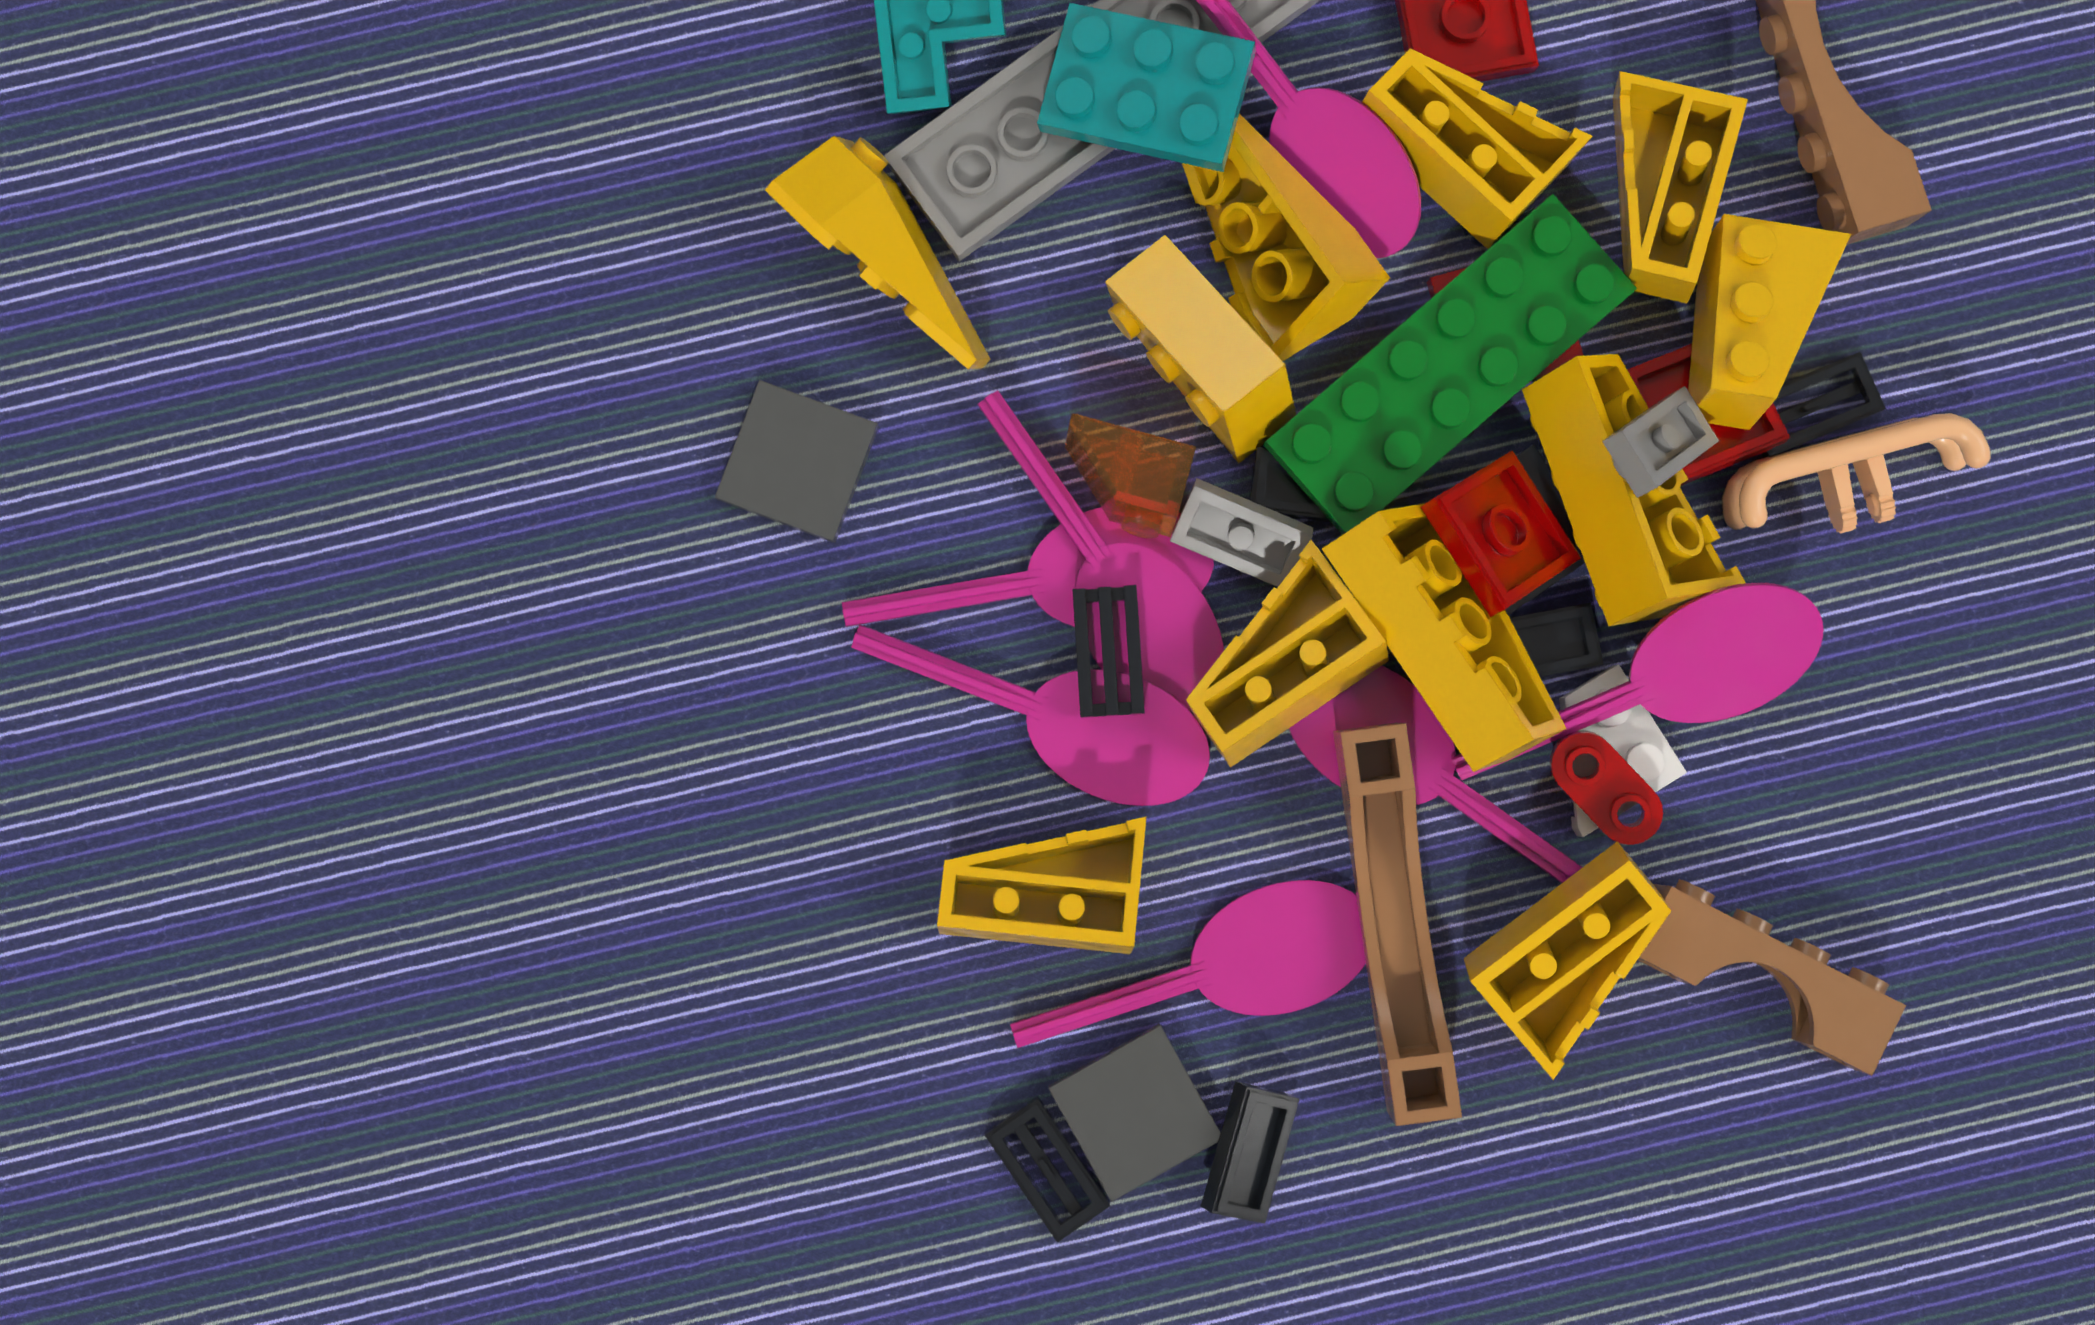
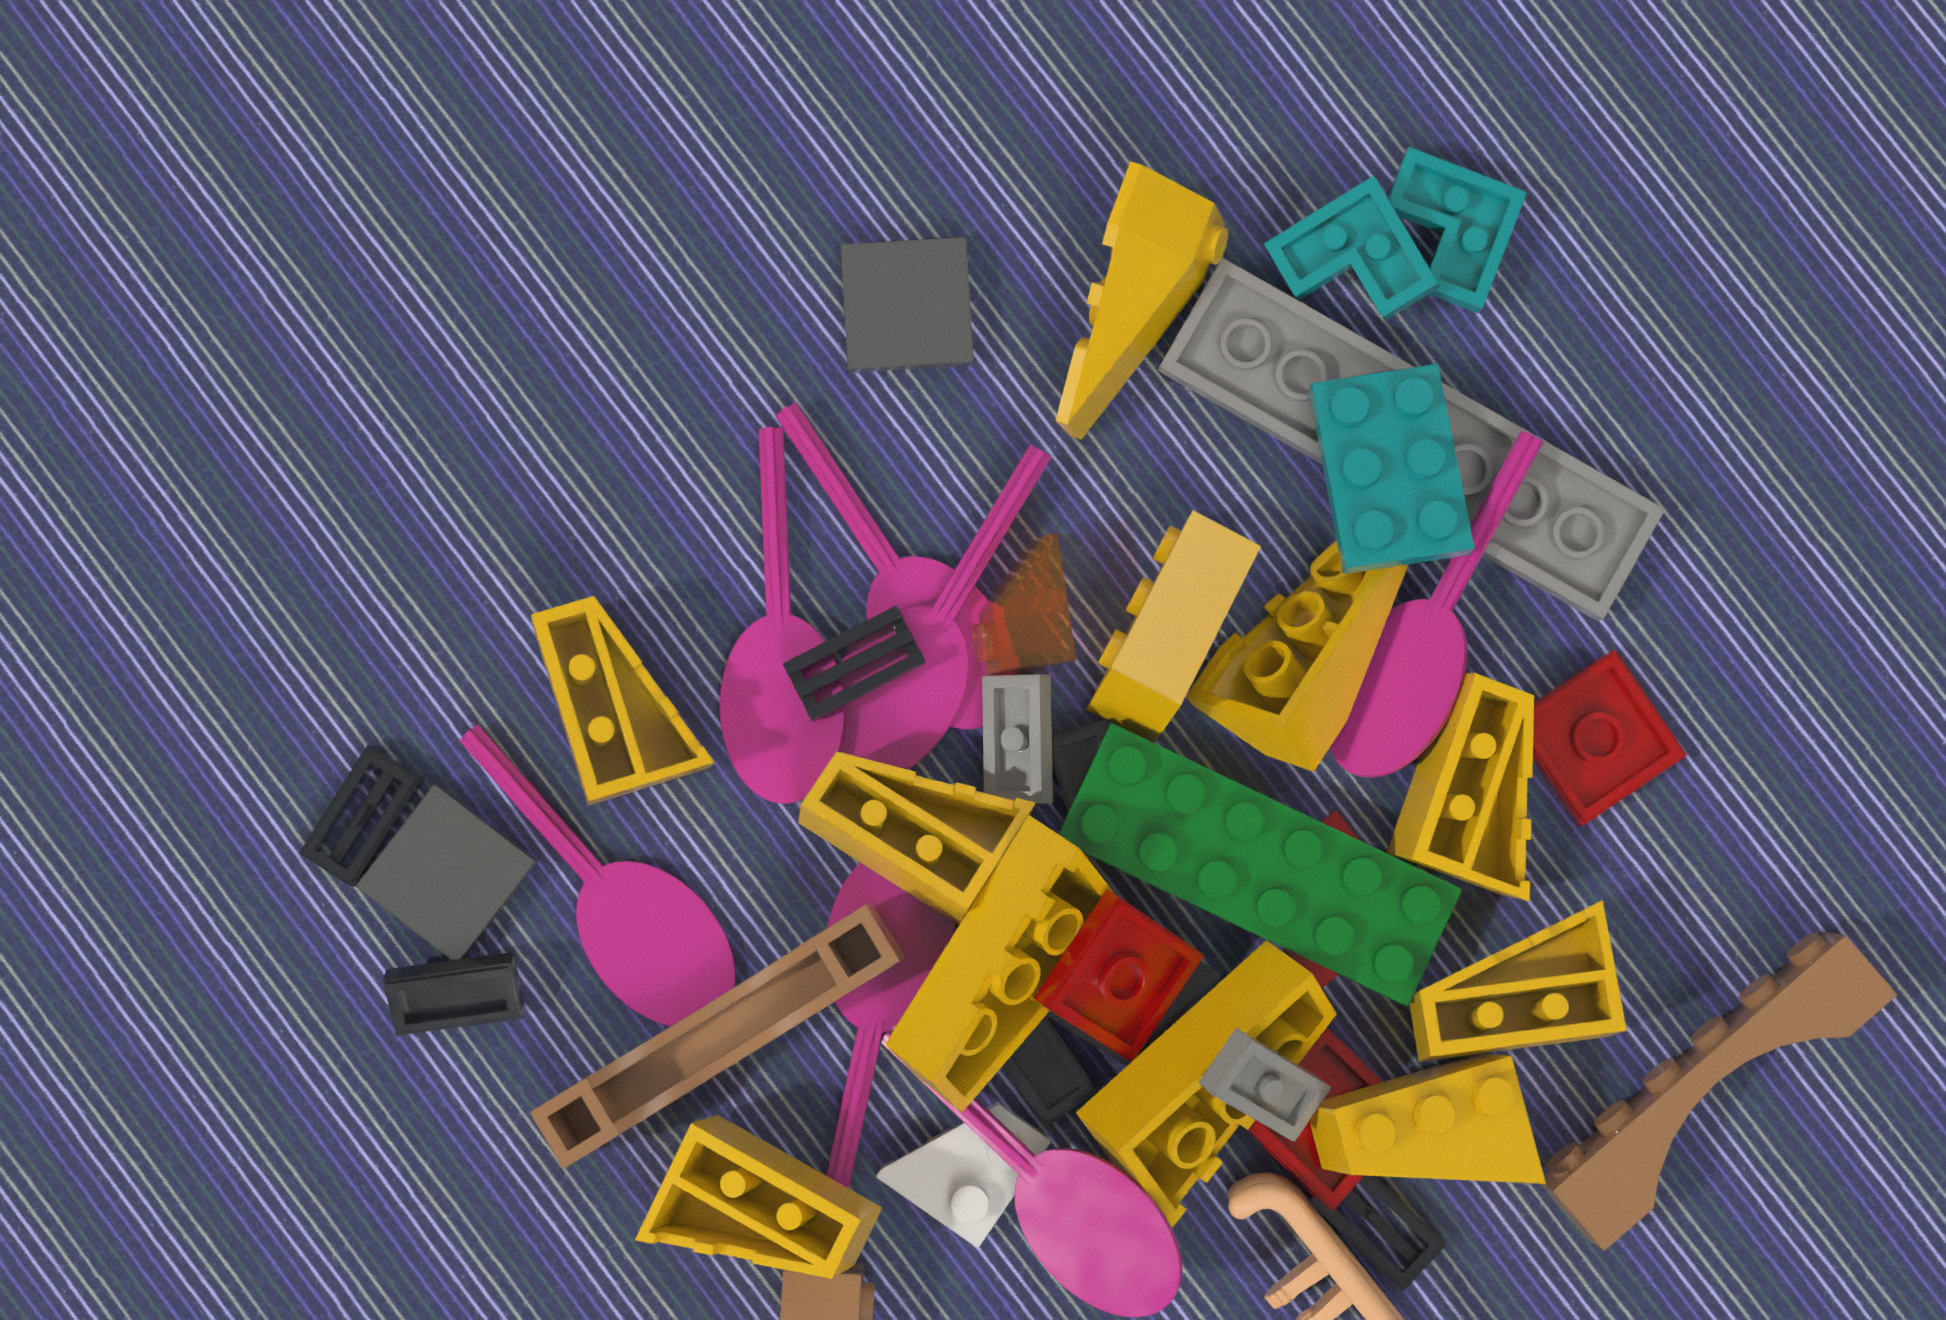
camera: 65 degrees right, 0 degrees up
(1606, 788) = (928, 1178): red plate -> none

